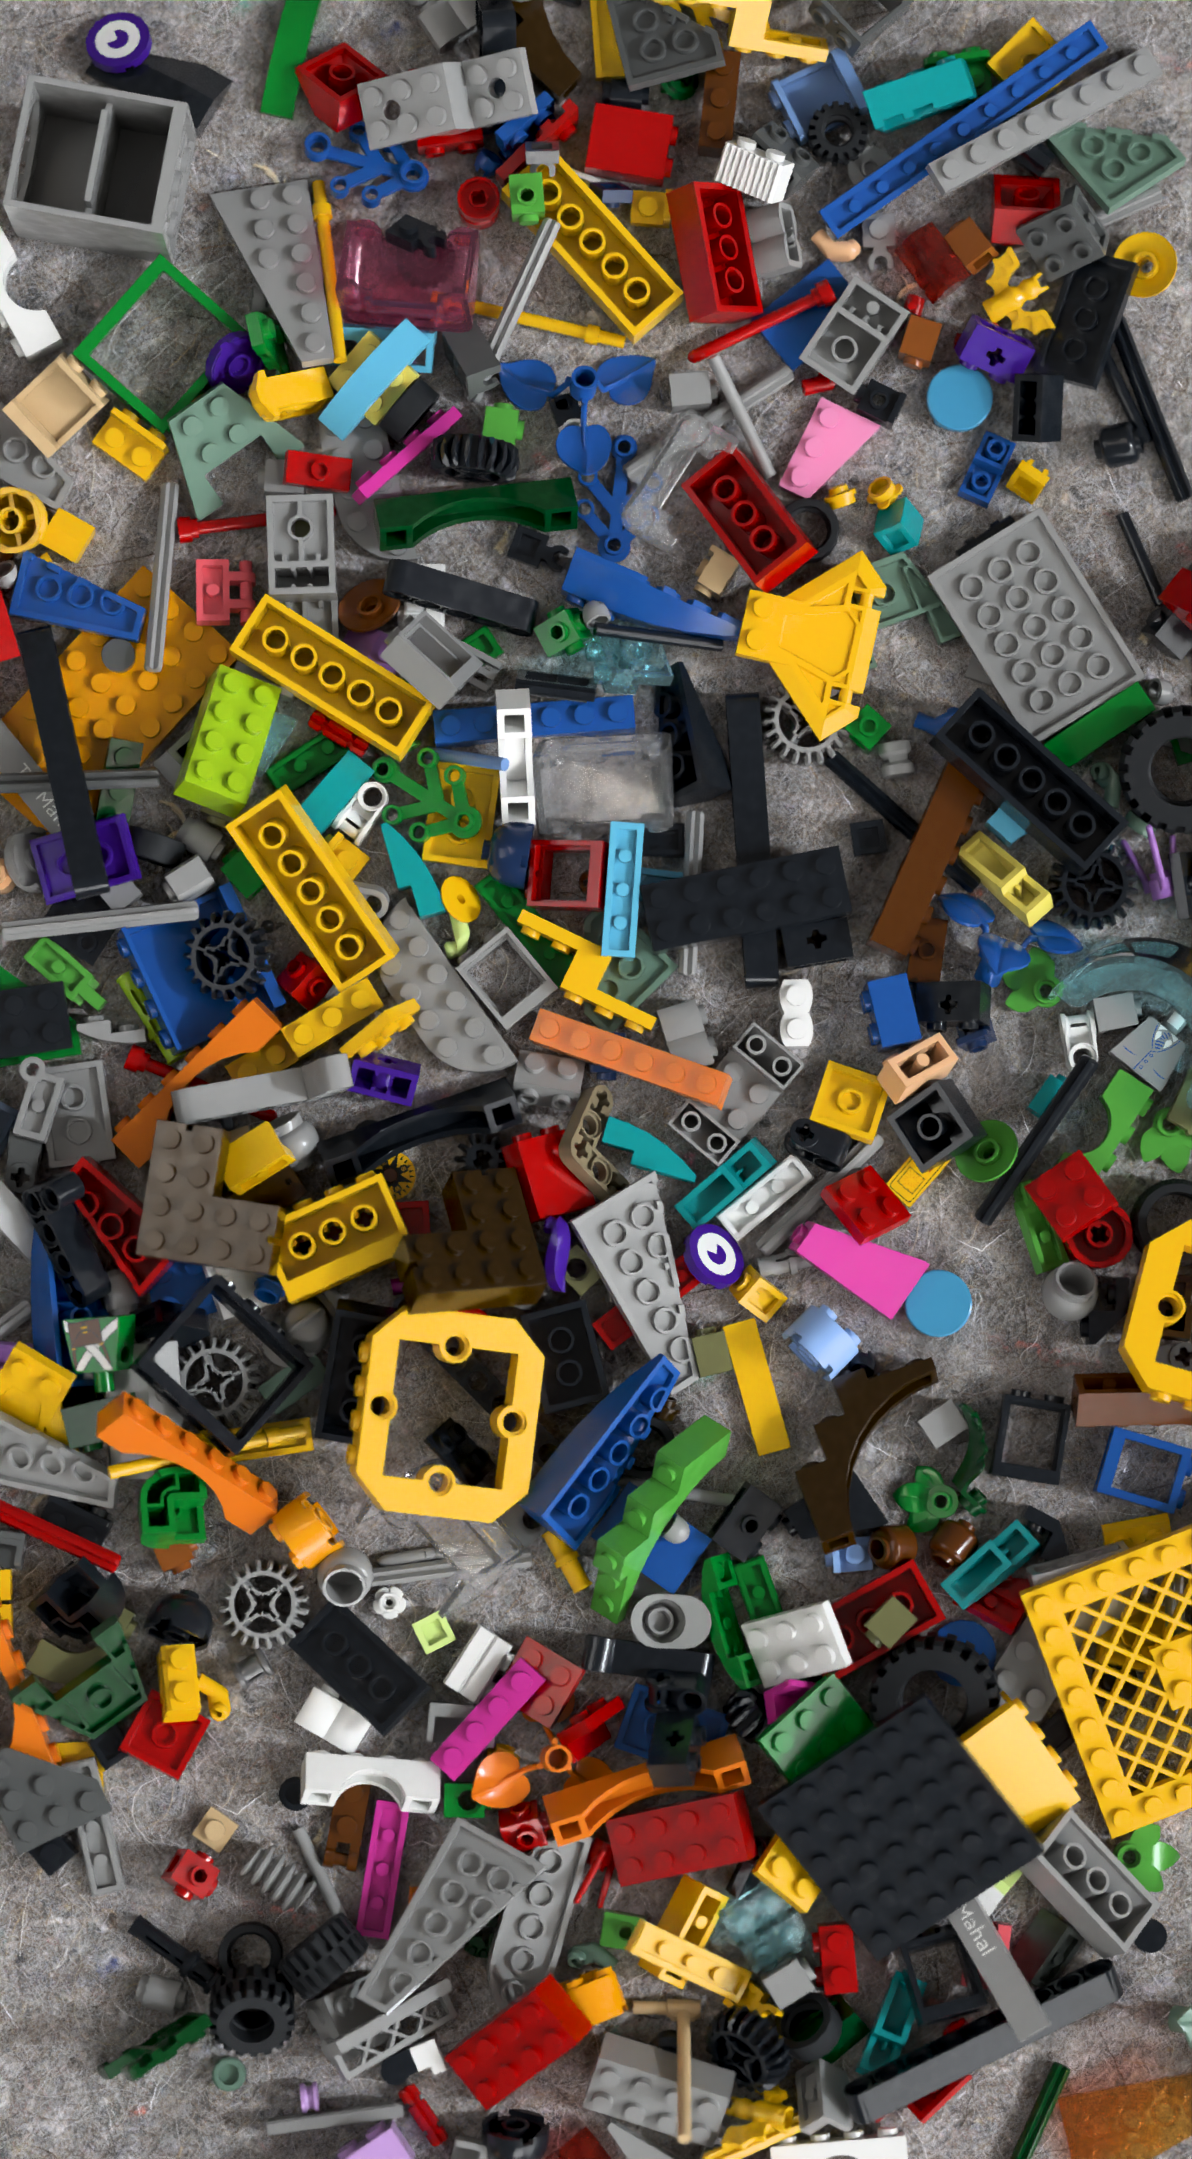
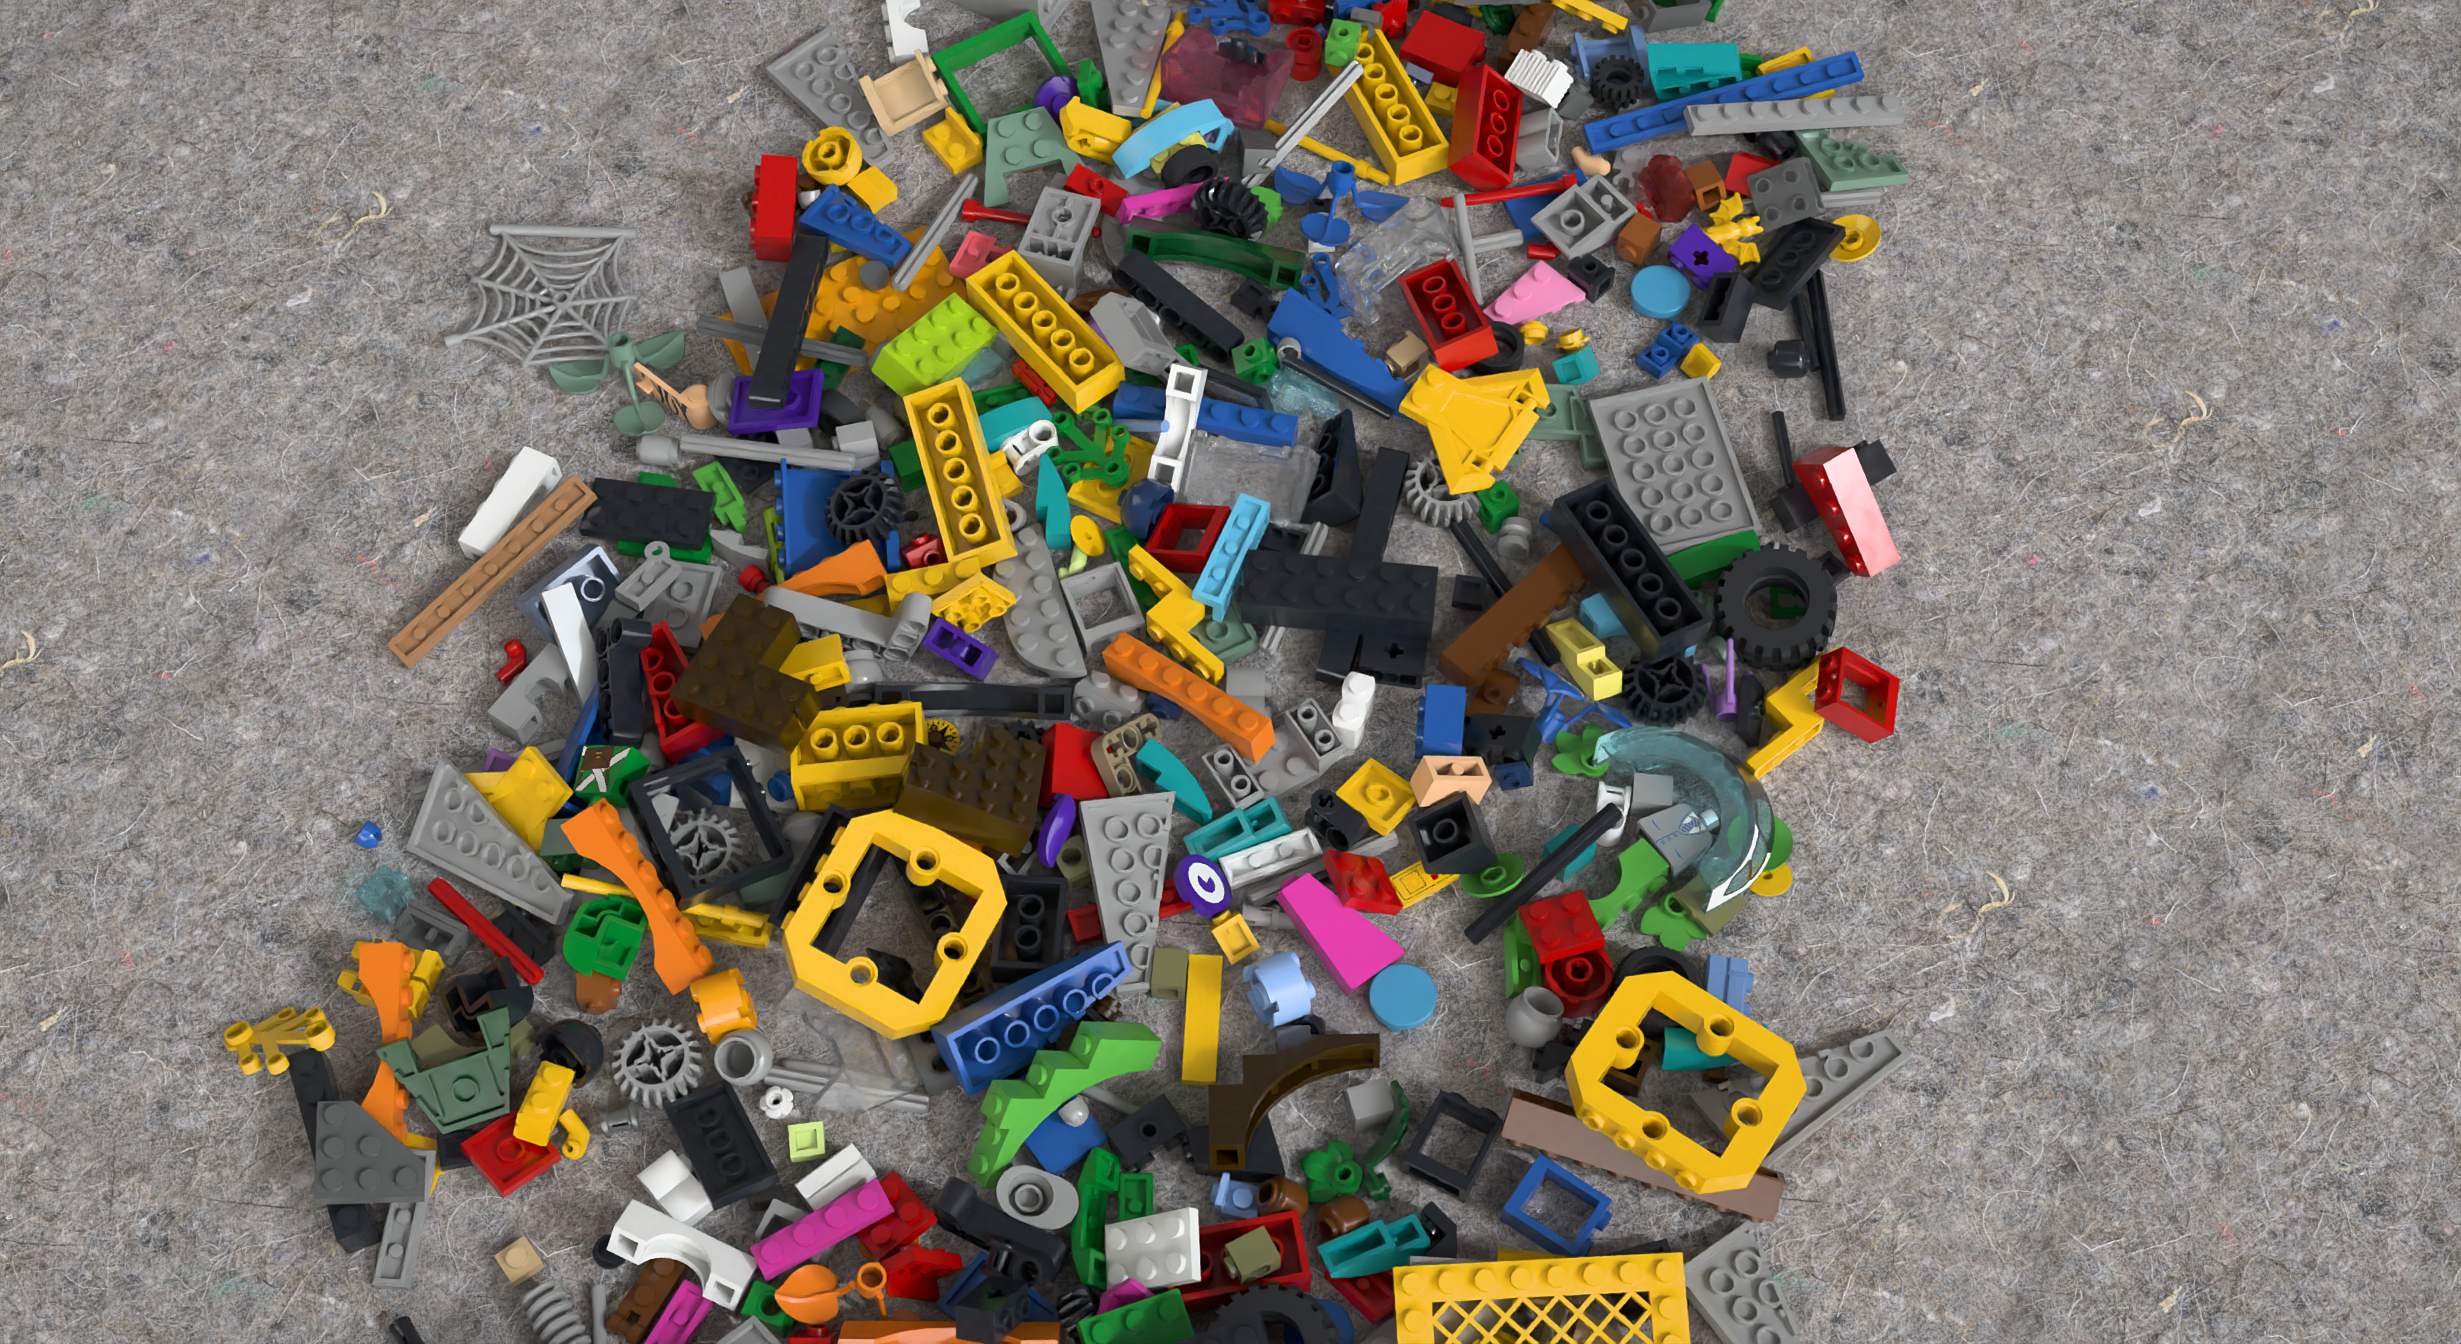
camera: 25 degrees right, 25 degrees down
(191, 1875) = (474, 1290): red brick -> none
(568, 1562) = (961, 1118): yellow pin -> none

